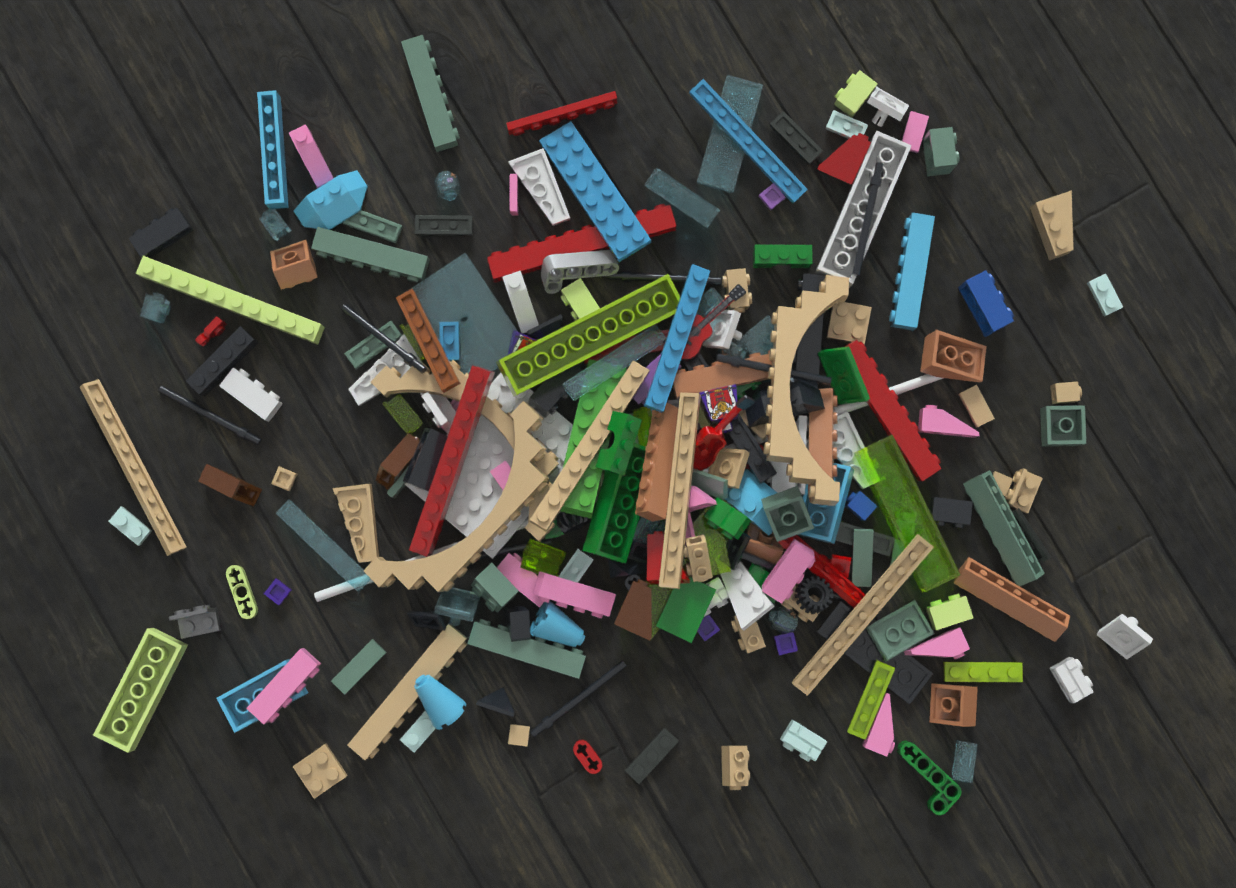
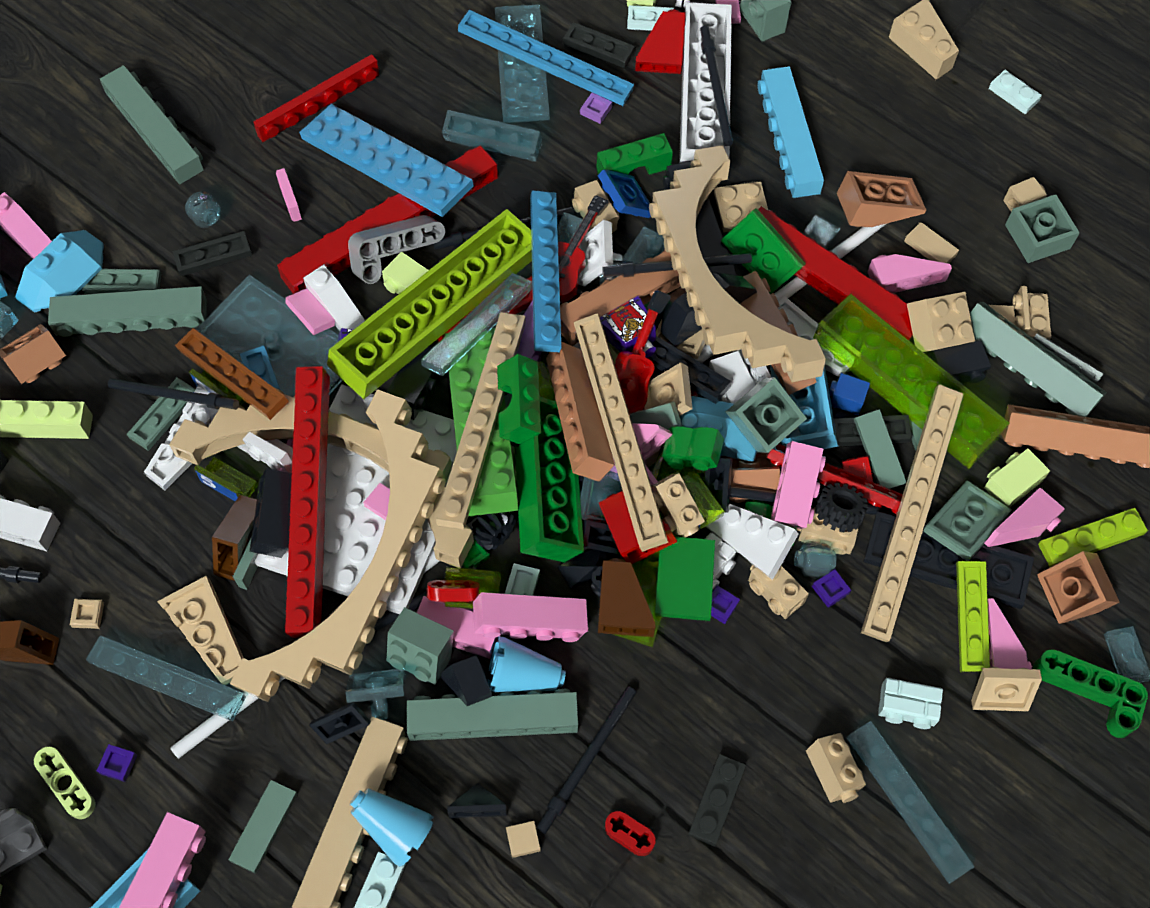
camera: 20 degrees left, 20 degrees down
(500, 301) = (310, 311): none -> bright pink tile
(528, 558) = (452, 590): none -> red beam
(540, 182) = (318, 175): white wing -> none
(764, 285) = (625, 193): none -> blue plate
(774, 801) = (910, 802): none -> clear light blue tile
(868, 758) = (1006, 689): none -> tan plate
(896, 370) = (821, 231): none -> clear light blue brick
(948, 479) = (941, 322): none -> tan brick
(986, 303) = (889, 132): blue brick -> none

